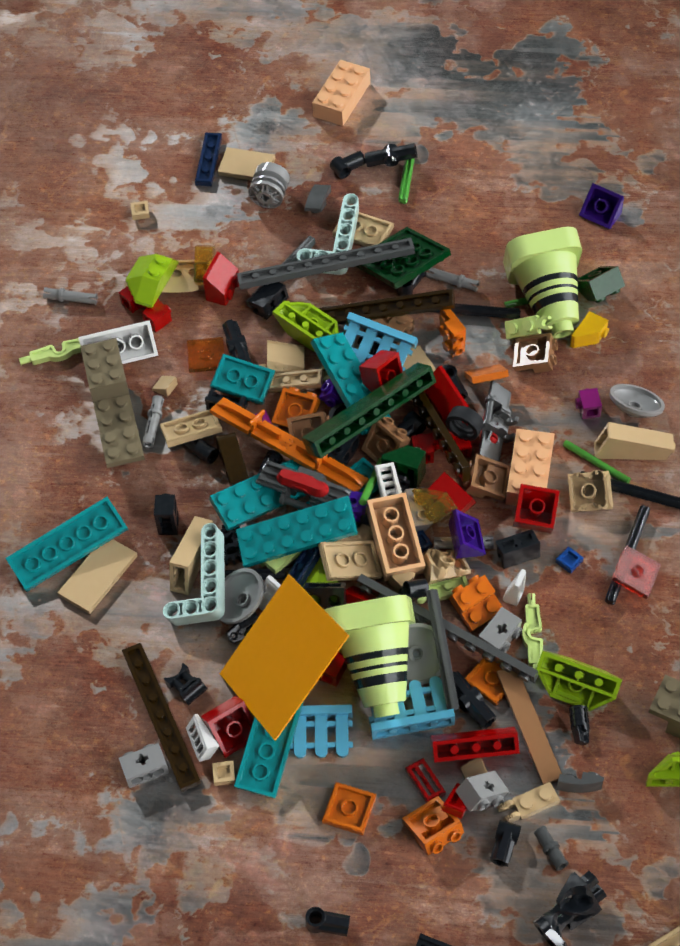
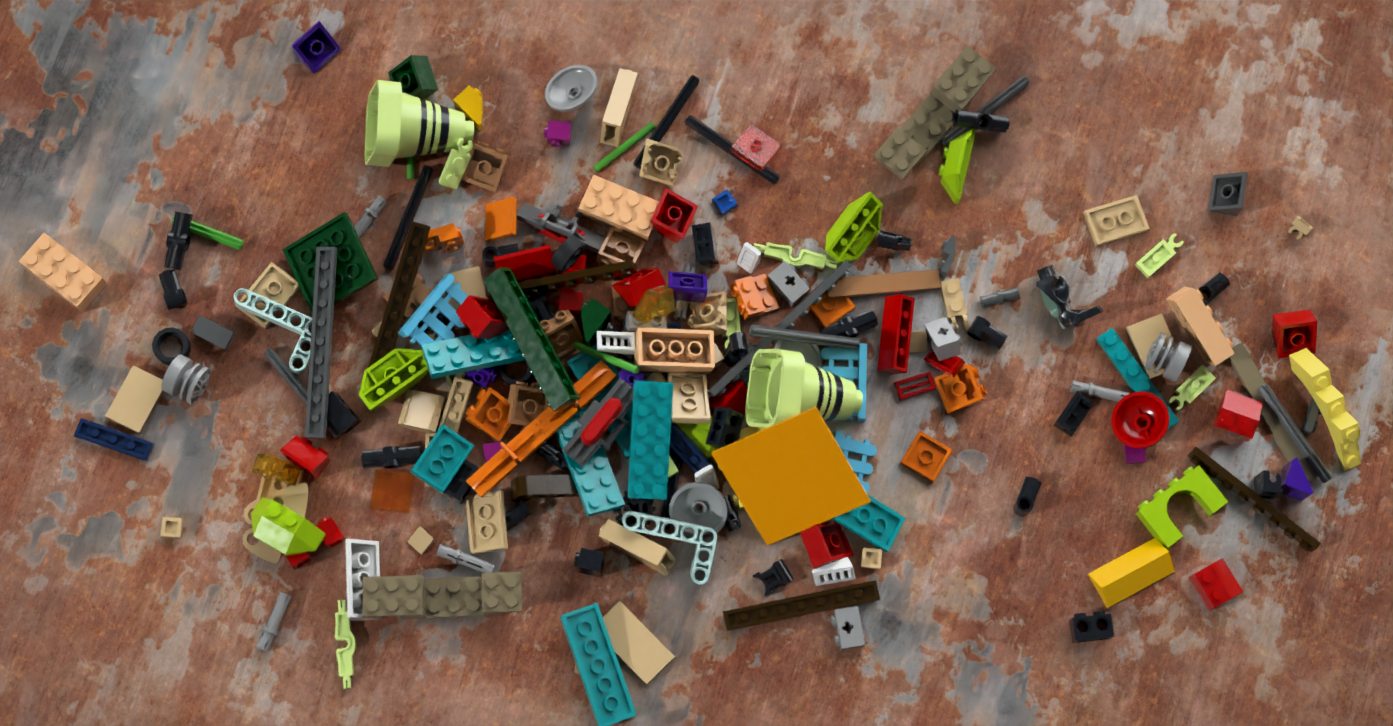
camera: 85 degrees left, 20 degrees up
(300, 165) = (161, 335): none -> black tyre

